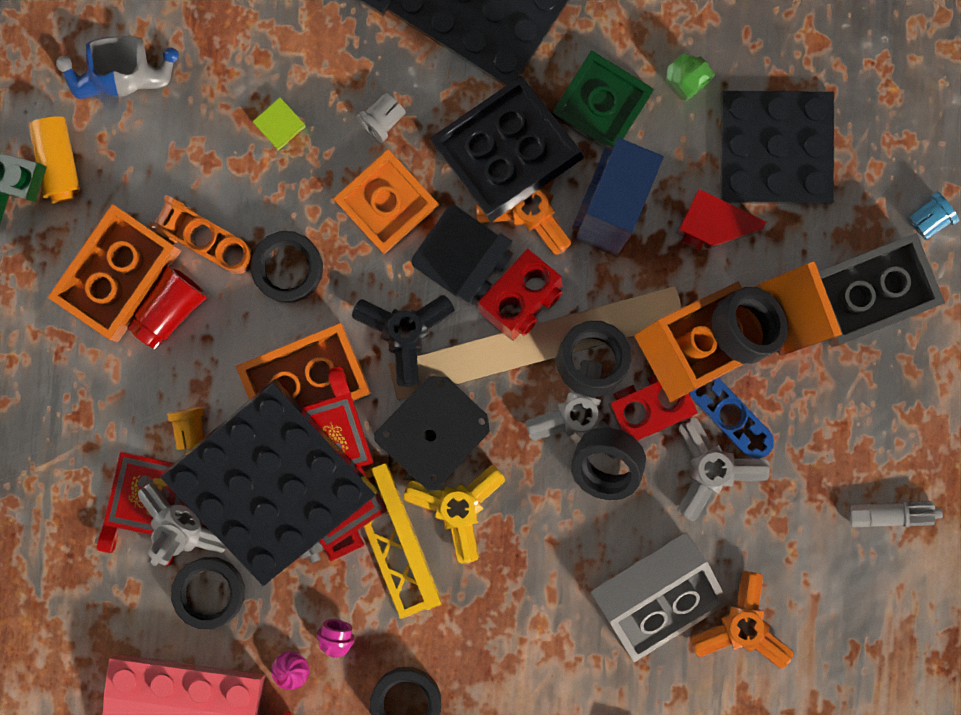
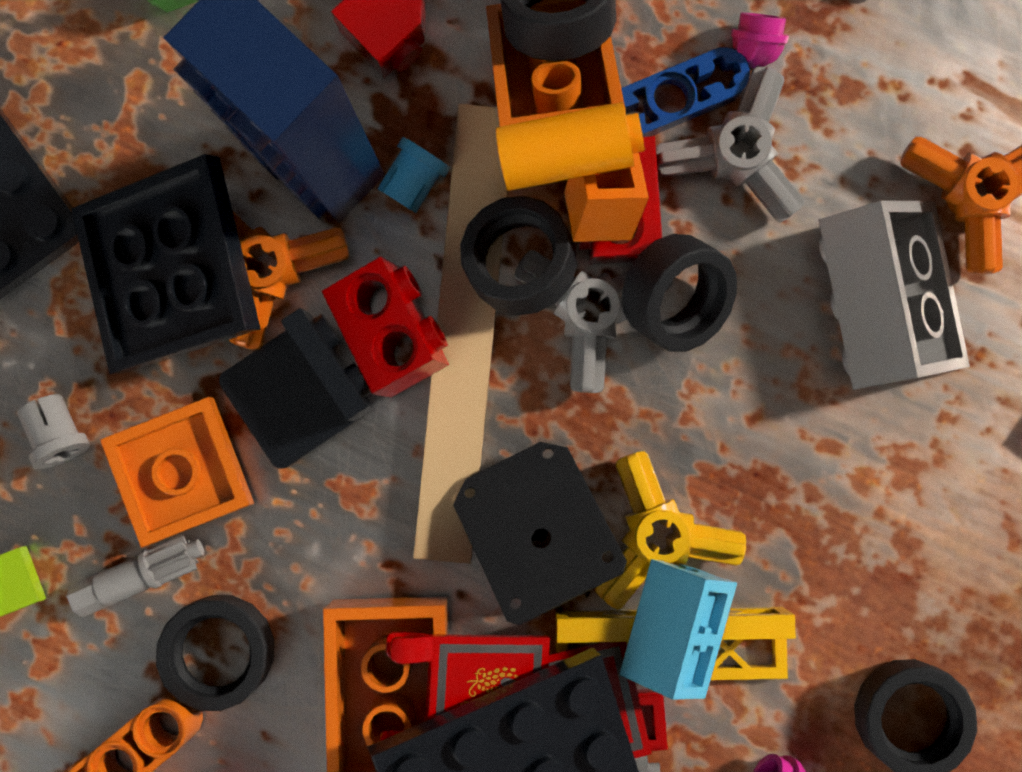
camera: 70 degrees left, 0 degrees up
(319, 206) = (145, 571): none -> light grey piece
(404, 348) = (361, 535): black bush -> none
(406, 536) = (678, 630): none -> medium azure hinge
(602, 101) = (149, 108): dark green plate -> none
(620, 274) = (412, 175): none -> dark azure bush
(646, 395) = (607, 204): none -> orange brick
(661, 363) = (568, 146): none -> light orange brick
(787, 455) = (759, 38): none -> dark pink plate

